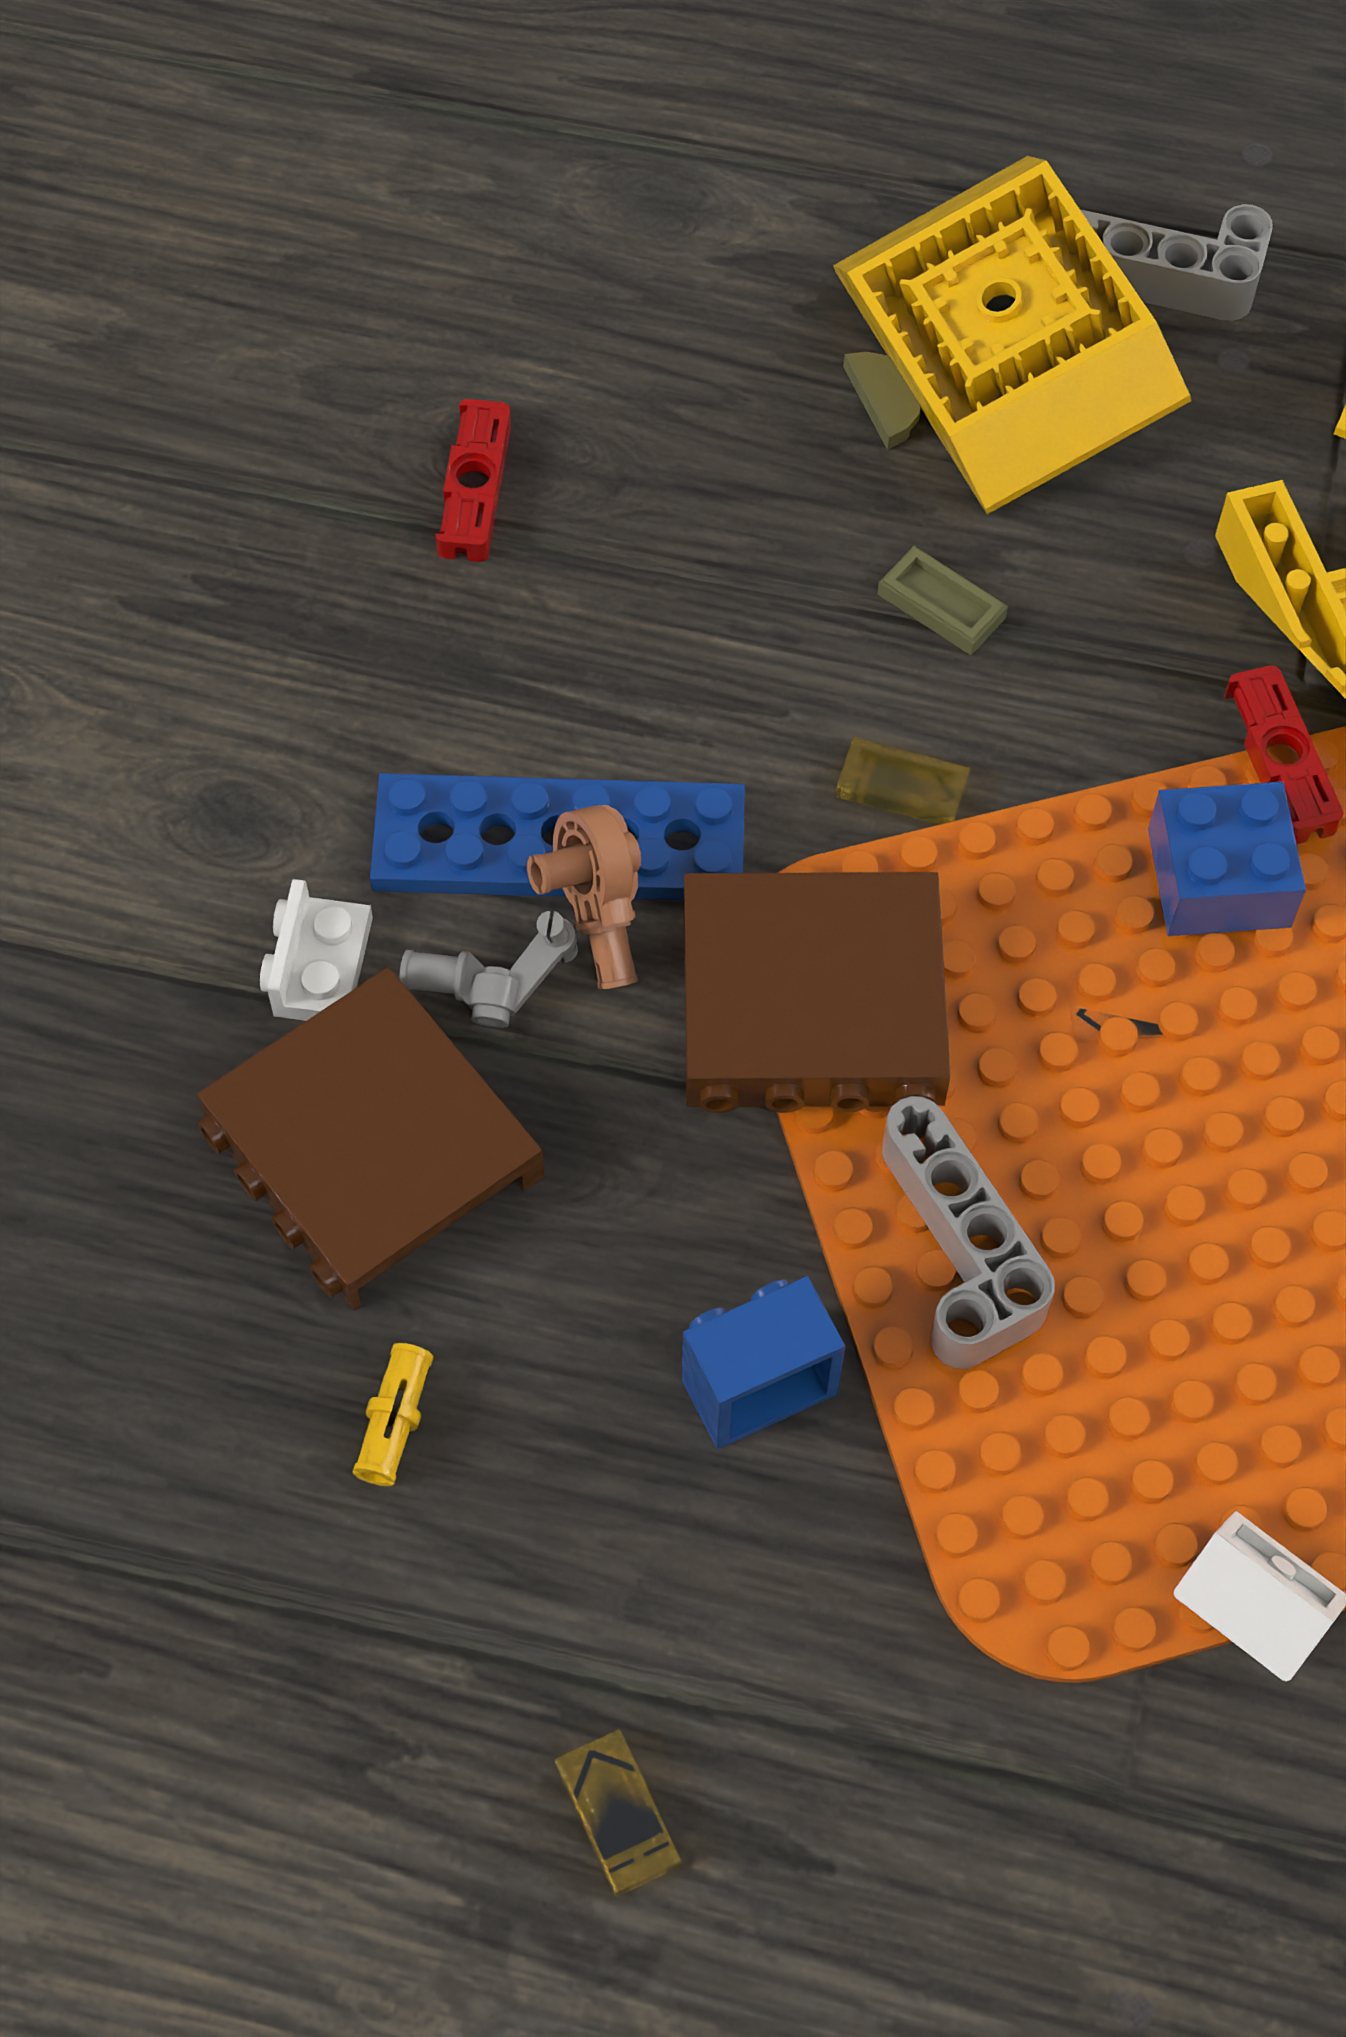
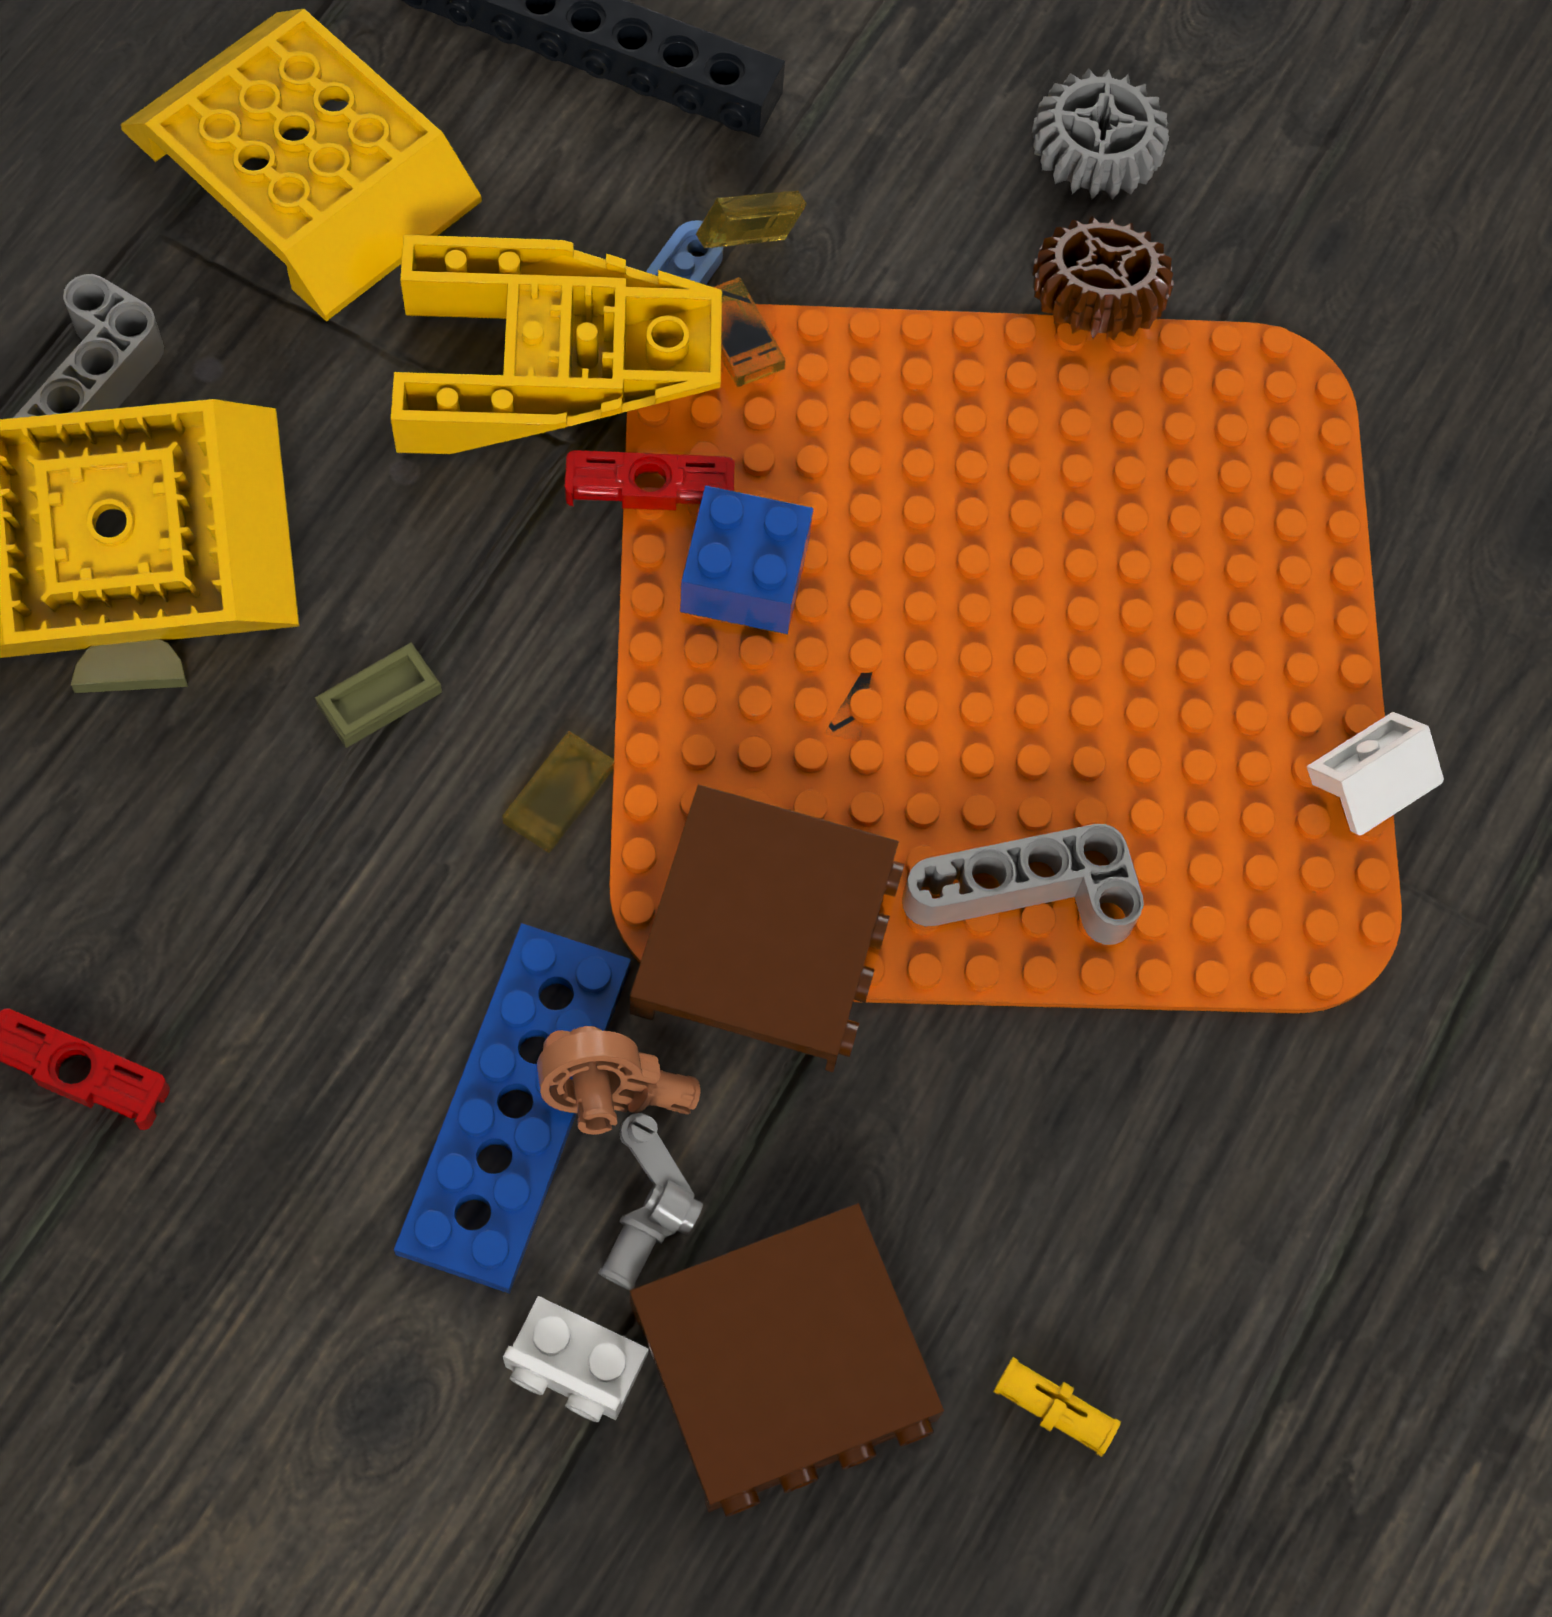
camera: 80 degrees left, 5 degrees up
(617, 1813) = (1437, 1314): clear yellow tile -> none
(761, 1360) = (1105, 1078): blue piece -> none

